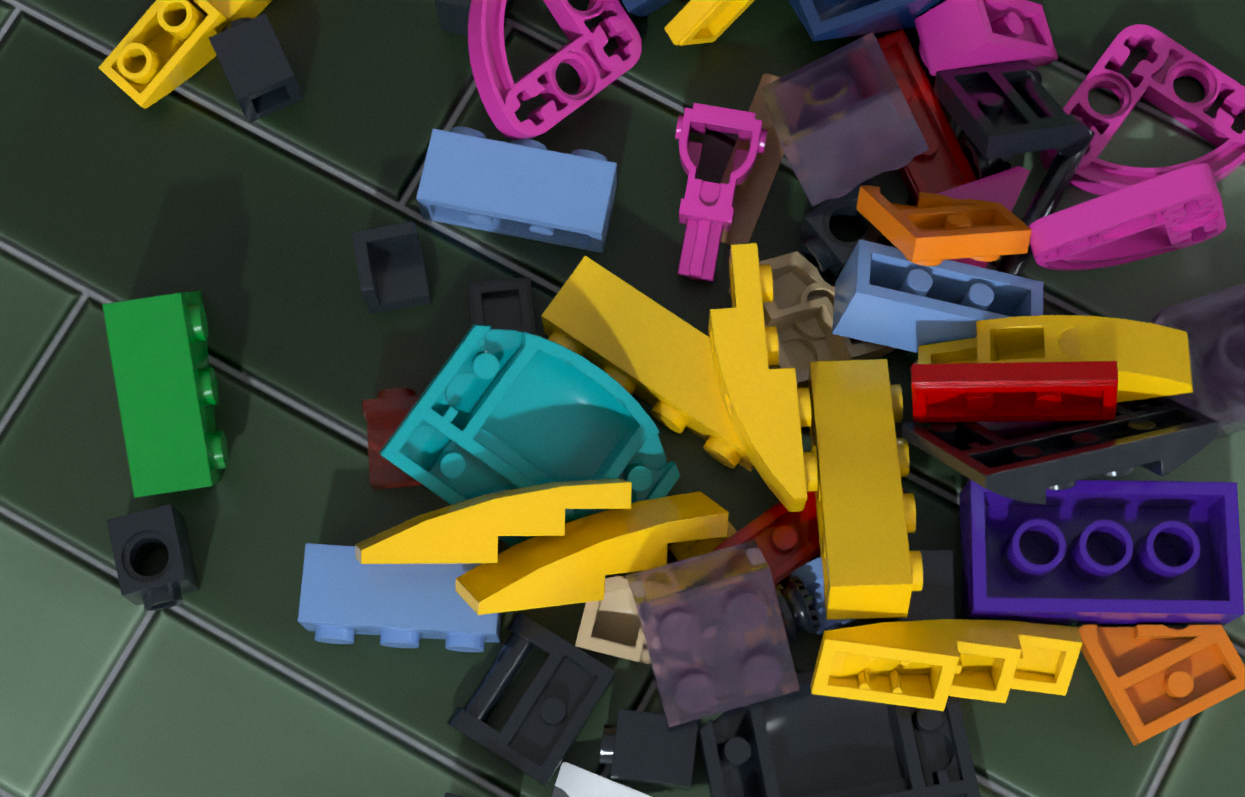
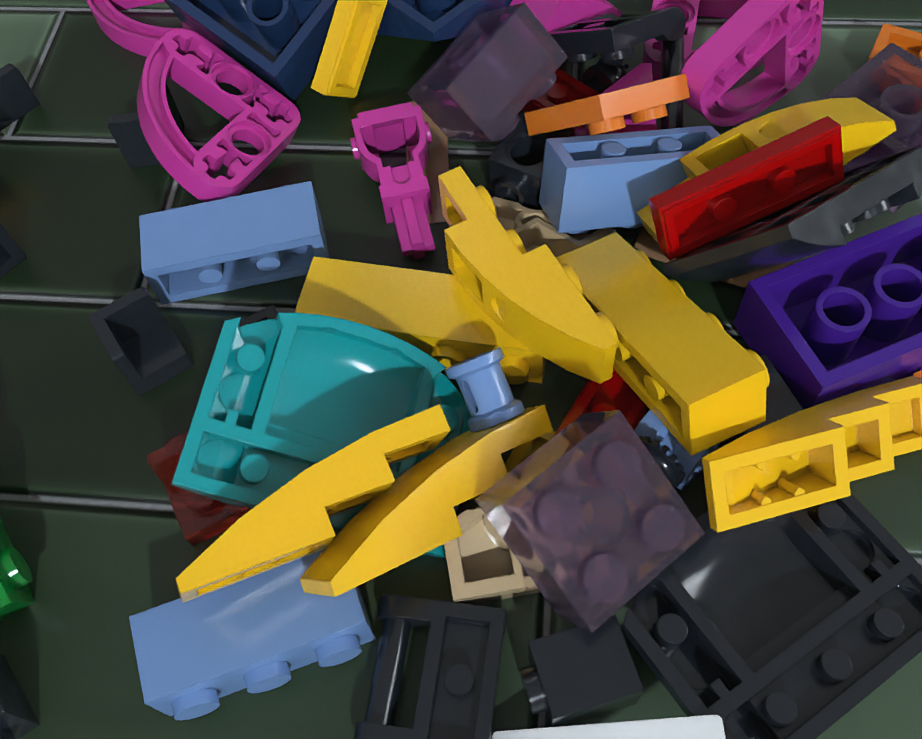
camera: 20 degrees left, 15 degrees down
(683, 473) = (485, 390): none -> medium blue bush

